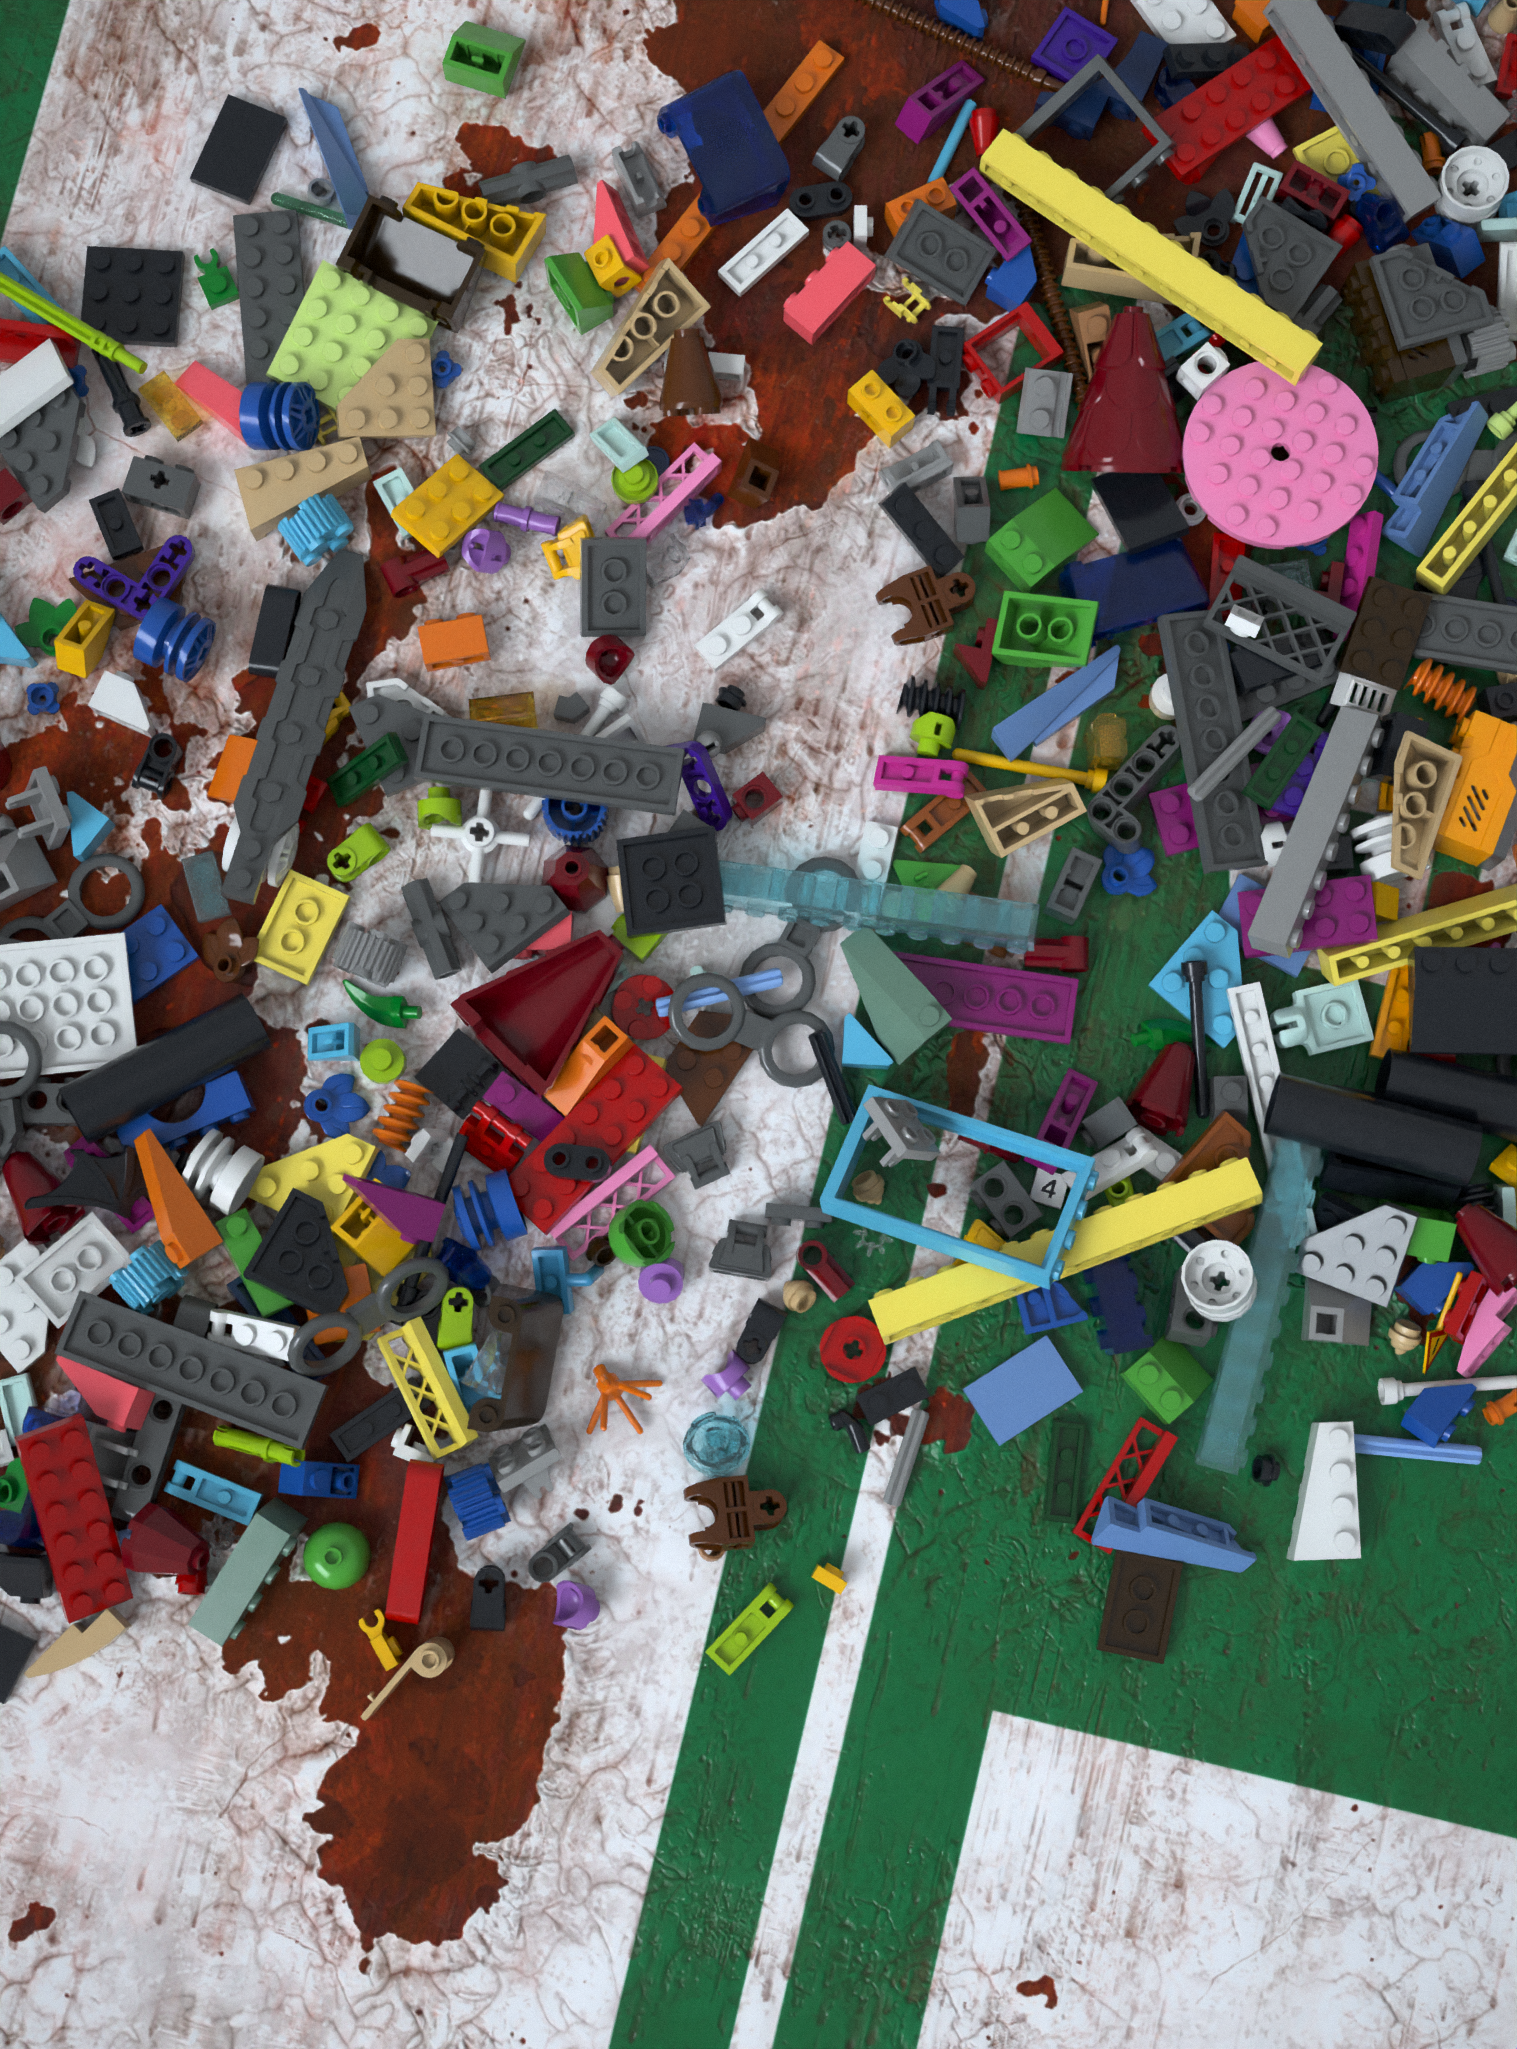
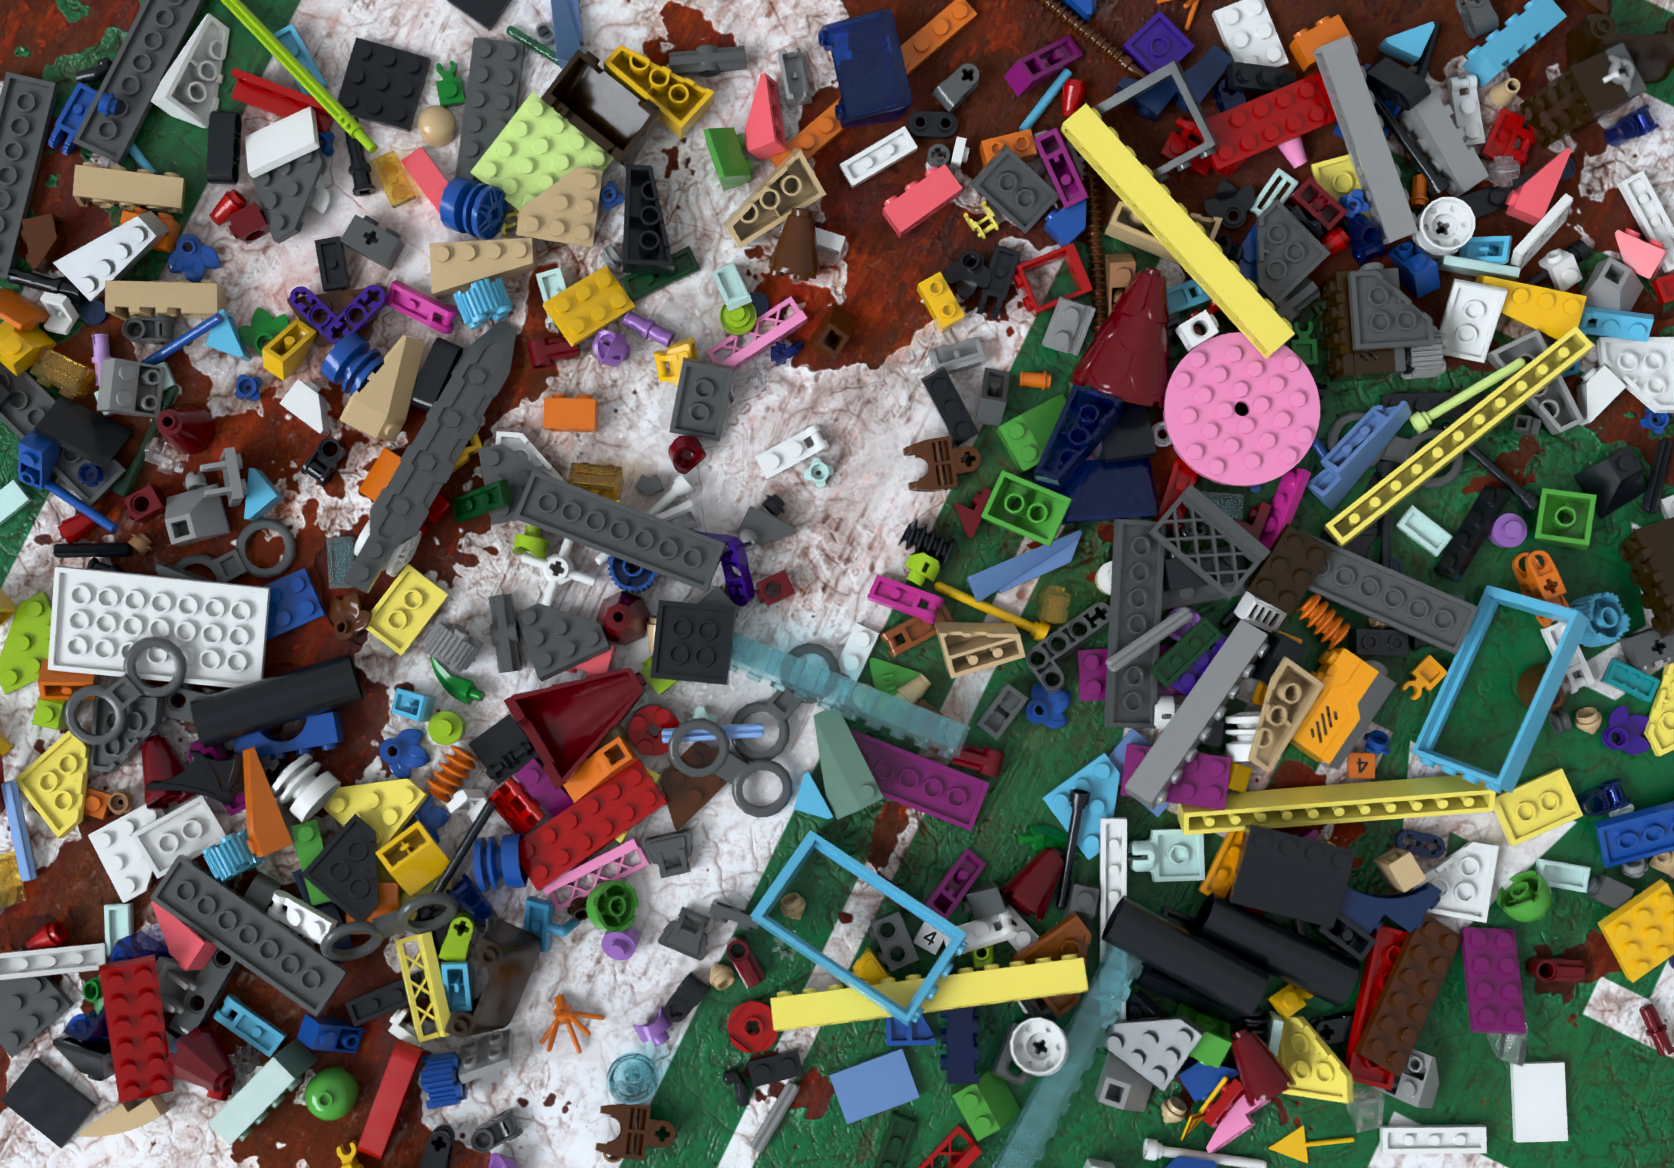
camera: 15 degrees right, 5 degrees up
(210, 331) = (436, 126): none -> tan hair
(220, 671) = (385, 400): none -> tan wedge
(239, 552) = (421, 307): none -> dark pink plate
(258, 1445) = (292, 1007): lime pin -> none
(360, 851) = (466, 561): lime piece -> none
(402, 1210) = (434, 853): magenta slope -> none
(489, 1367) = (471, 986): clear slope -> none
(497, 402) = (644, 234): none -> black wedge
(576, 1163) = (572, 844): black plate -> none
(609, 267) = (754, 145): yellow bracket -> none
(774, 639) = (820, 480): none -> light aqua plate
(832, 1076) = (784, 816): black axle -> none
(901, 1129) = (823, 877): light grey plate -> none
(1085, 526) = (1078, 431): none -> clear blue wedge
(1124, 158) = (1180, 144): none -> red plate
(1244, 622) = (1181, 540): white plate -> none
(1339, 365) = (1303, 346): none -> green plate

